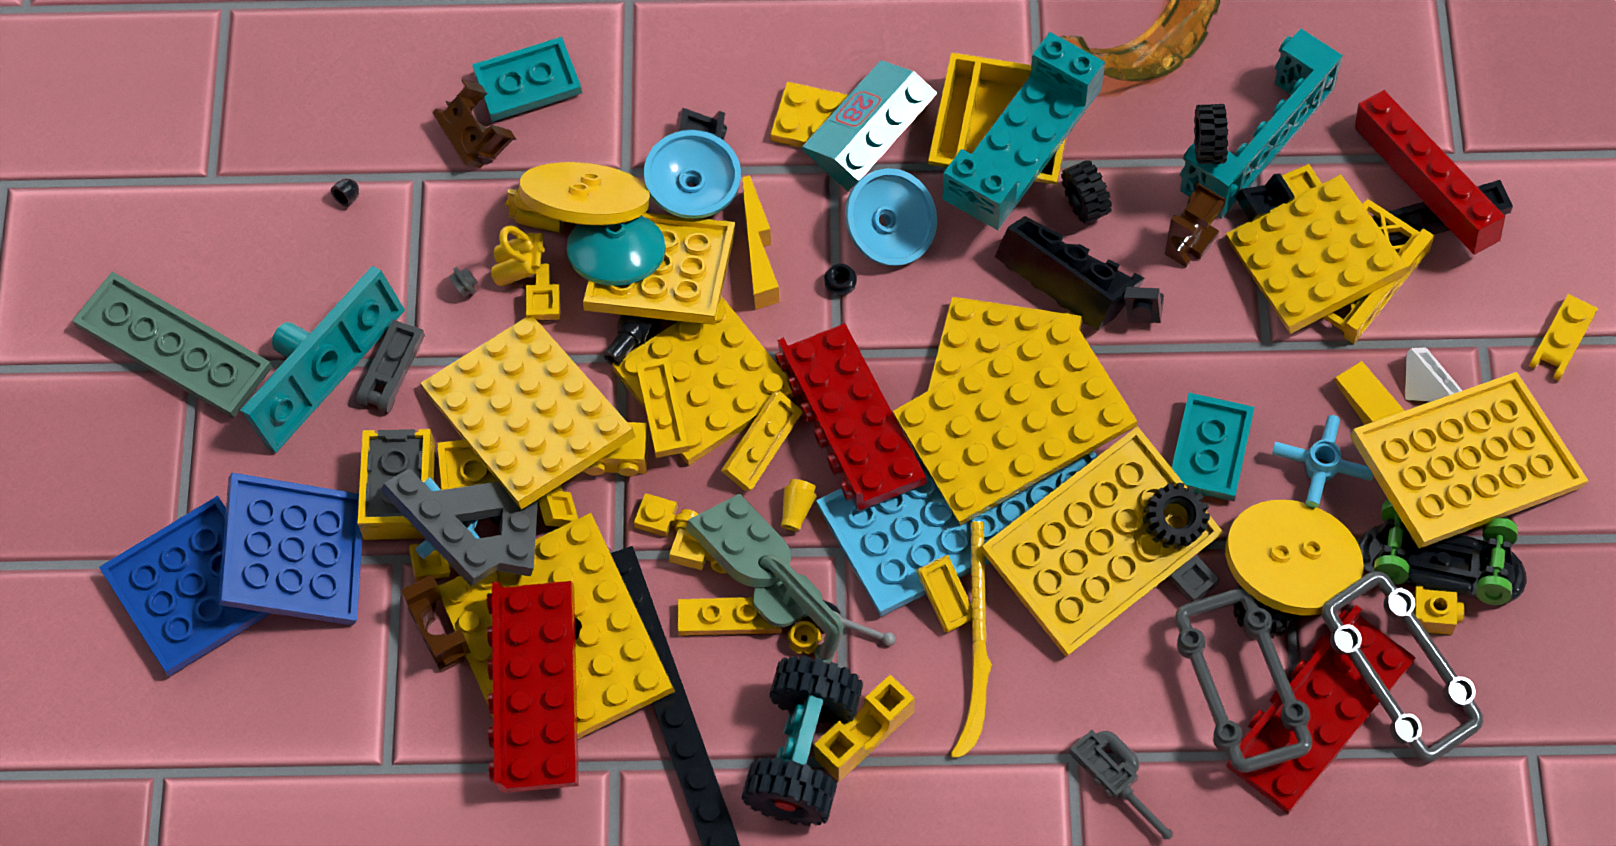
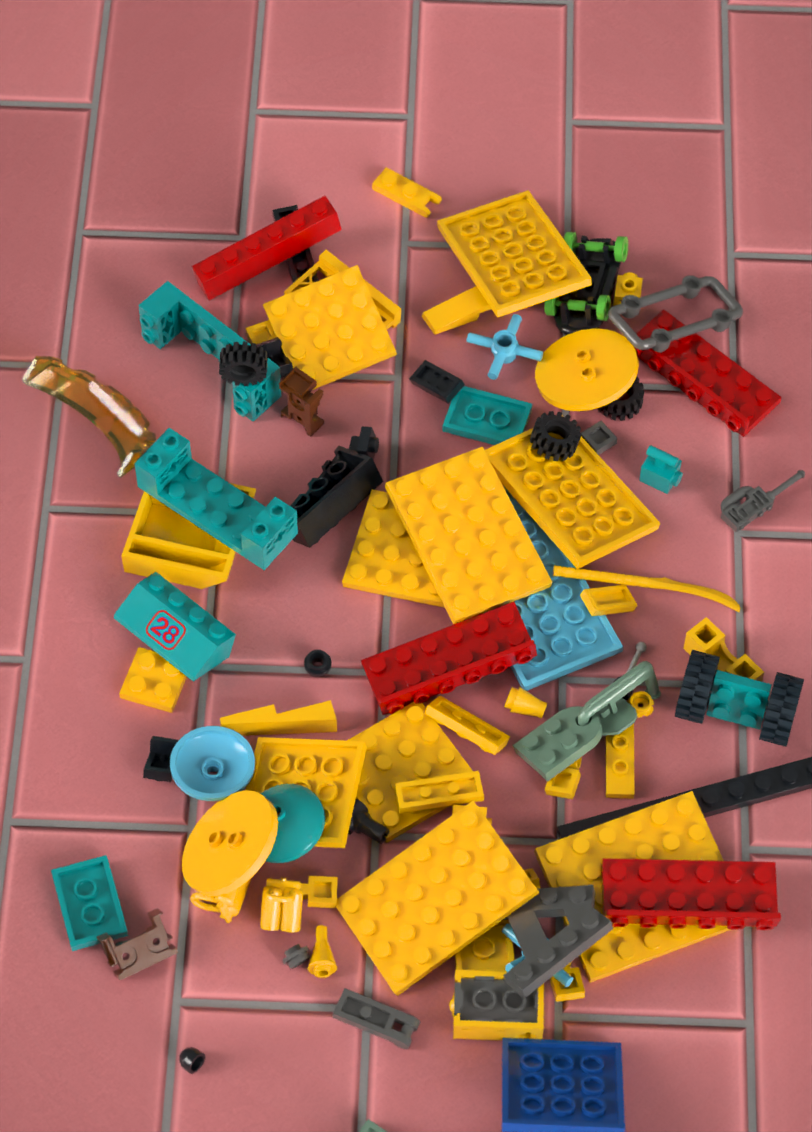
camera: 90 degrees left, 5 degrees down
(320, 358) = (368, 1074): teal plate -> none
(421, 600) = (614, 989): reddish brown piece -> none
(462, 307) = (322, 960): none -> yellow cone
(658, 515) = (528, 808): yellow plate -> none
(907, 213) = (270, 615): medium azure dish -> none
(1086, 191) = (260, 473): black tyre -> none
(1150, 653) = (661, 470): none -> teal brick
(1228, 734) = (717, 378): dark grey bar -> none
(1256, 383) = (436, 381): none -> black plate
(1426, 377) = (439, 276): white slope -> none

